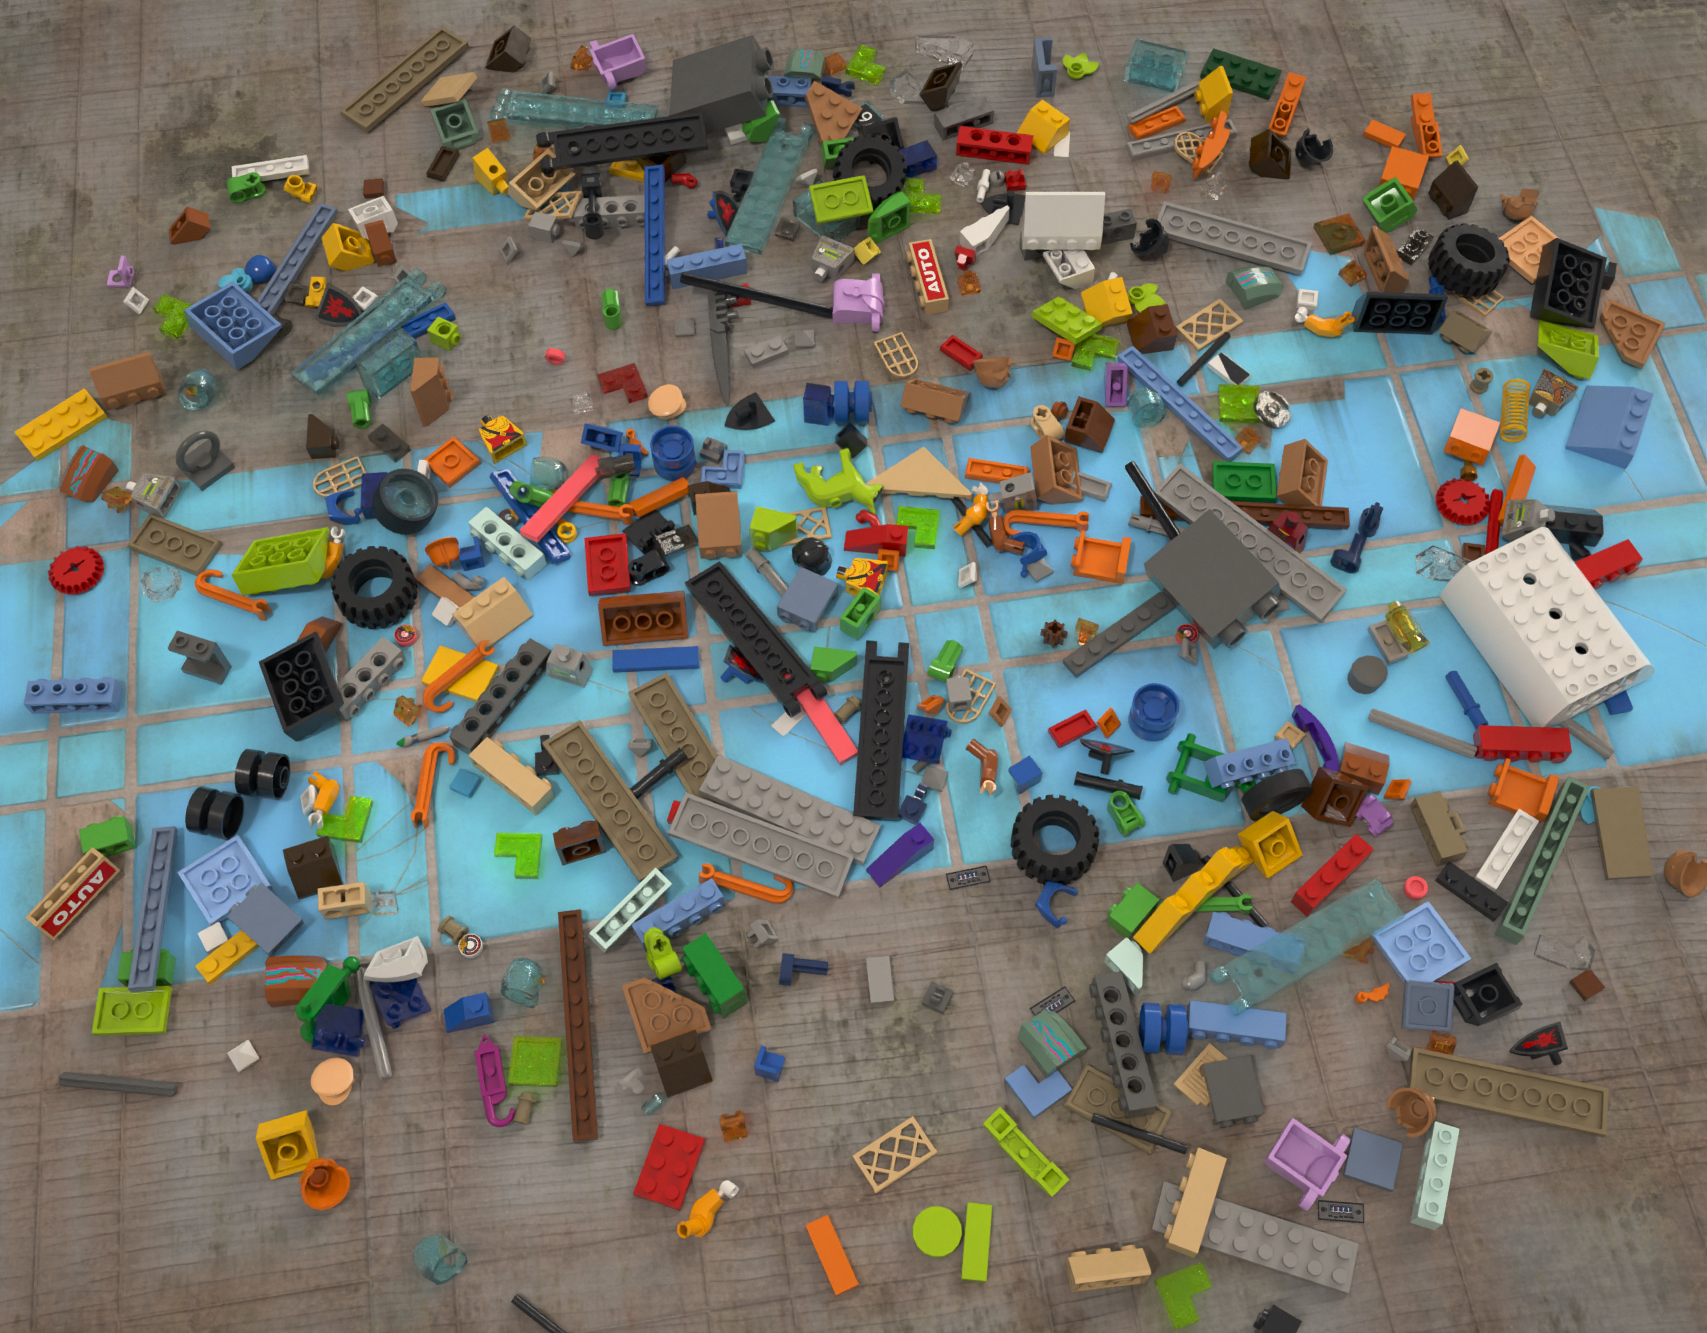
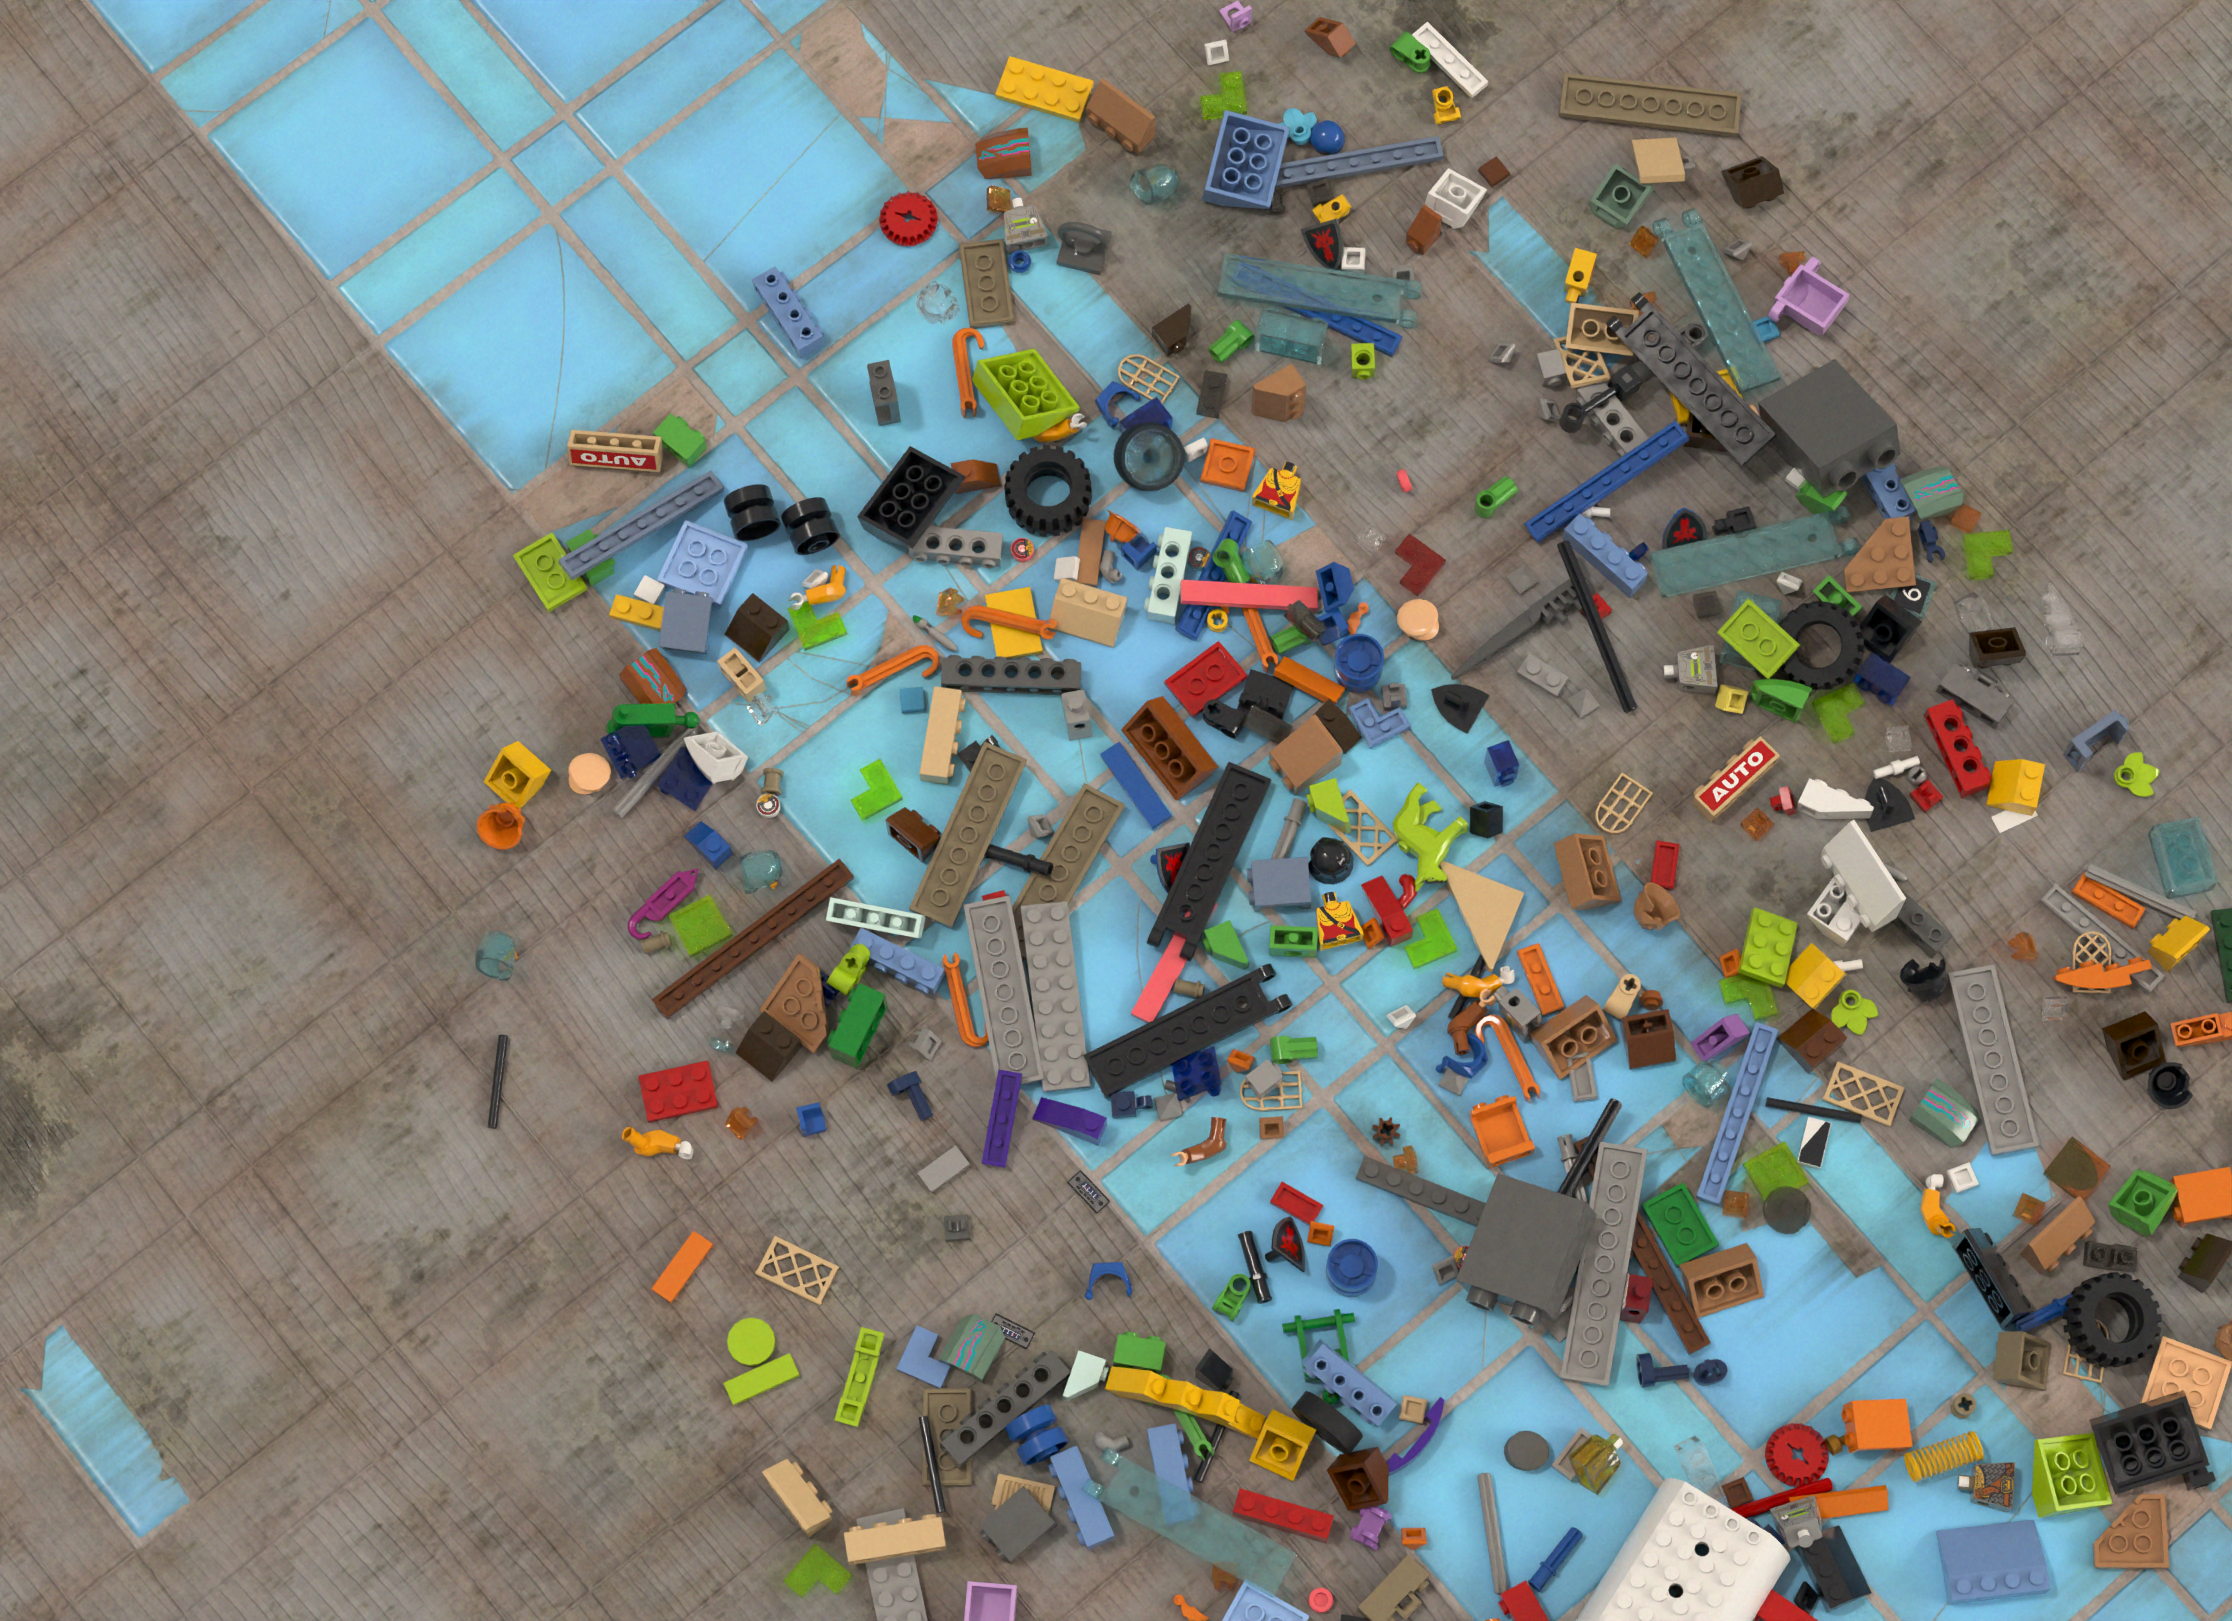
camera: 60 degrees right, 10 degrees up
(118, 1084) = (486, 606): dark grey axle -> none
(177, 507) = (1019, 255): none -> blue plate
(243, 1056) = (567, 687): white slope -> none
(346, 248) = (1400, 199): yellow slope -> none
(442, 164) = (1569, 216): dark brown tile -> none
(686, 179) = (1706, 464): red arm -> none
(785, 723) = (1139, 941): white sticker -> none
(858, 402) = (1527, 797): blue wheel -> none
(859, 301) = (1660, 731): lavender piece -> none
(867, 906) = (1002, 1118): none -> dark purple plate
(1026, 774) = (1218, 1185): blue panel -> none
(1056, 813) = (1168, 1215): black tyre -> none
(1364, 766) = (1419, 1492): dark orange slope -> none

